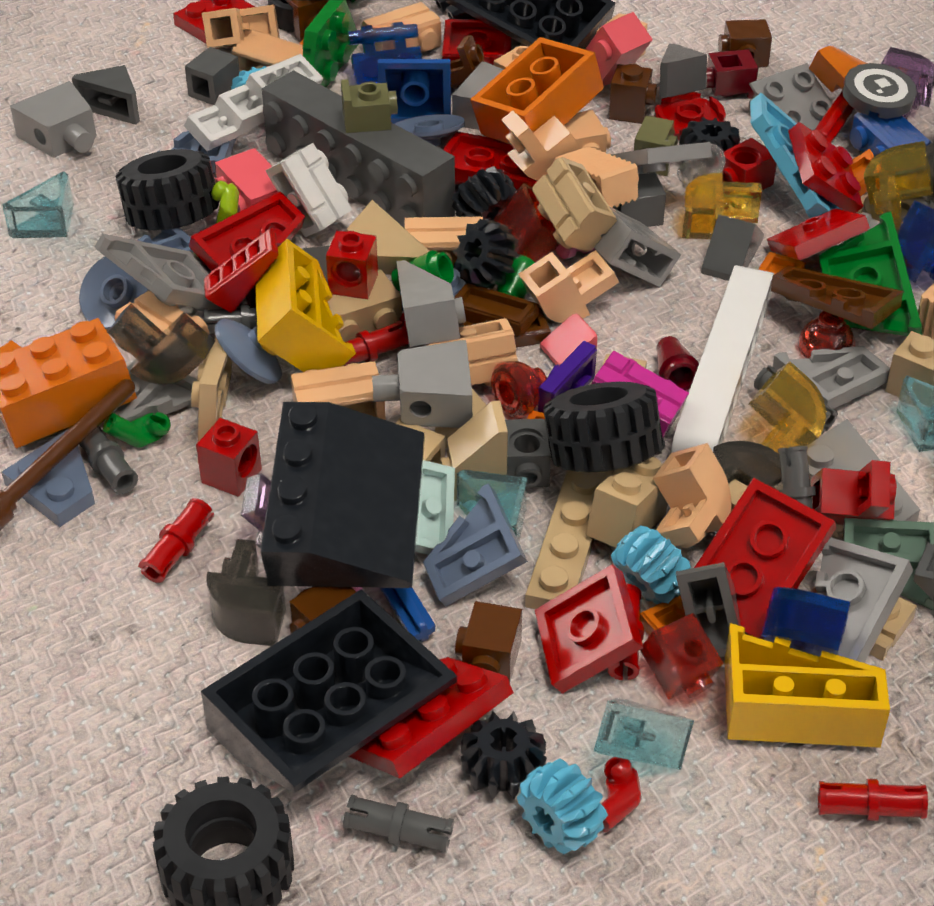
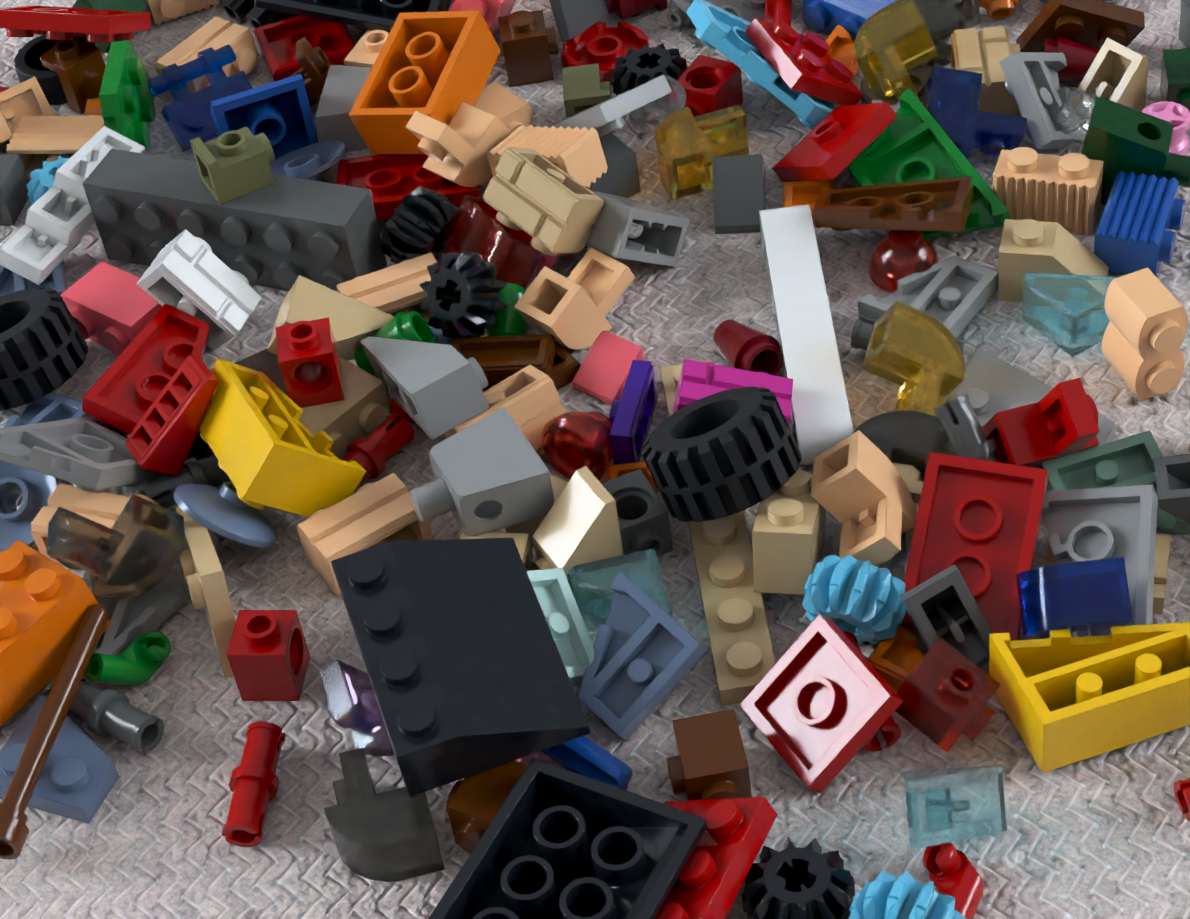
camera: 15 degrees left, 0 degrees up
(228, 197) = (102, 333): lime arm -> none

